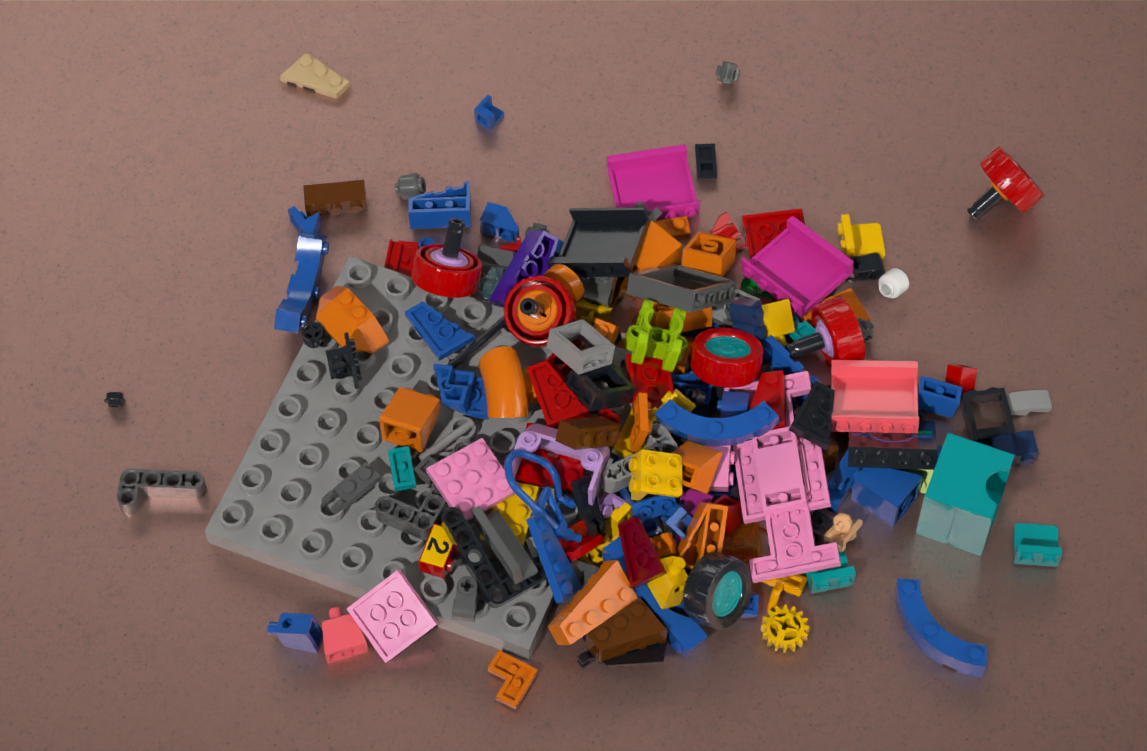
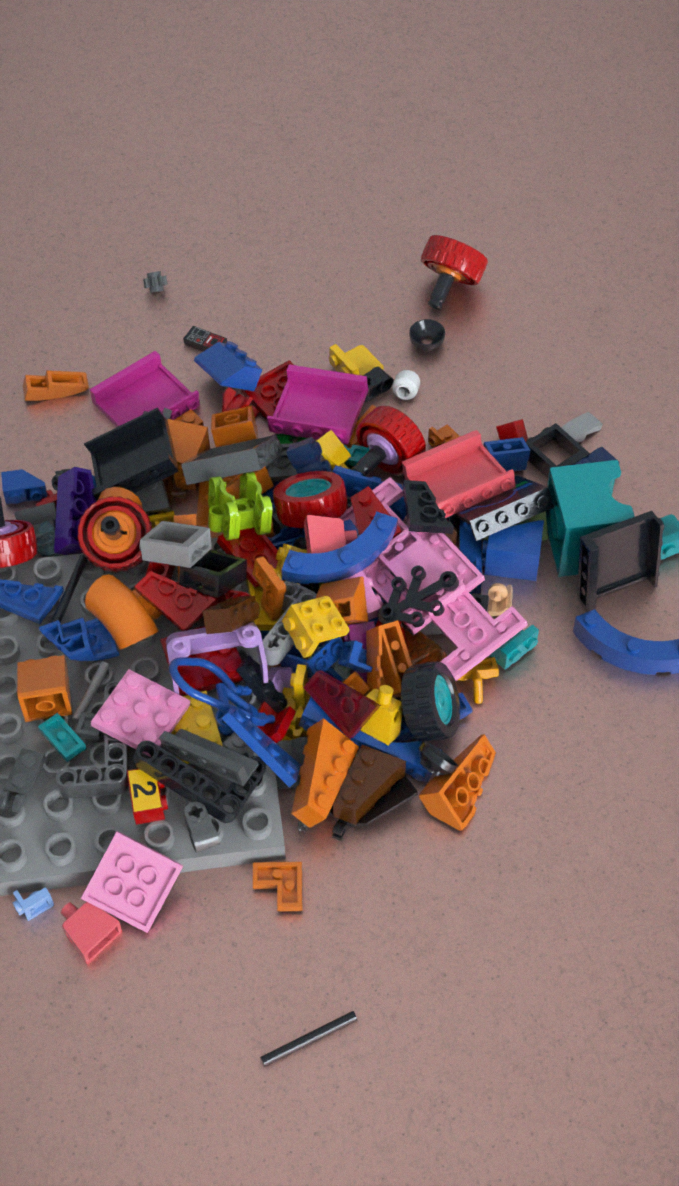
camera: 30 degrees left, 5 degrees down
(297, 631) = (40, 947): blue torso -> none
(311, 595) = (35, 903): none -> light blue bracket
(581, 136) = (54, 385): none -> orange slope
(693, 641) = (436, 760): none -> black piece
(704, 673) = (454, 795): none -> orange wedge
(706, 161) = (179, 360): black slope -> none
(713, 400) = (326, 534): none -> coral torso
(739, 192) = (230, 366): none -> blue slope
(740, 152) = (202, 339): none -> black tile
(759, 492) = (414, 598): none -> black plant
(787, 638) = (503, 710): yellow gear -> none
(895, 350) = (441, 436): none -> orange bracket
(944, 235) = (427, 329): none -> black piece
(966, 544) = (619, 557): none -> black panel

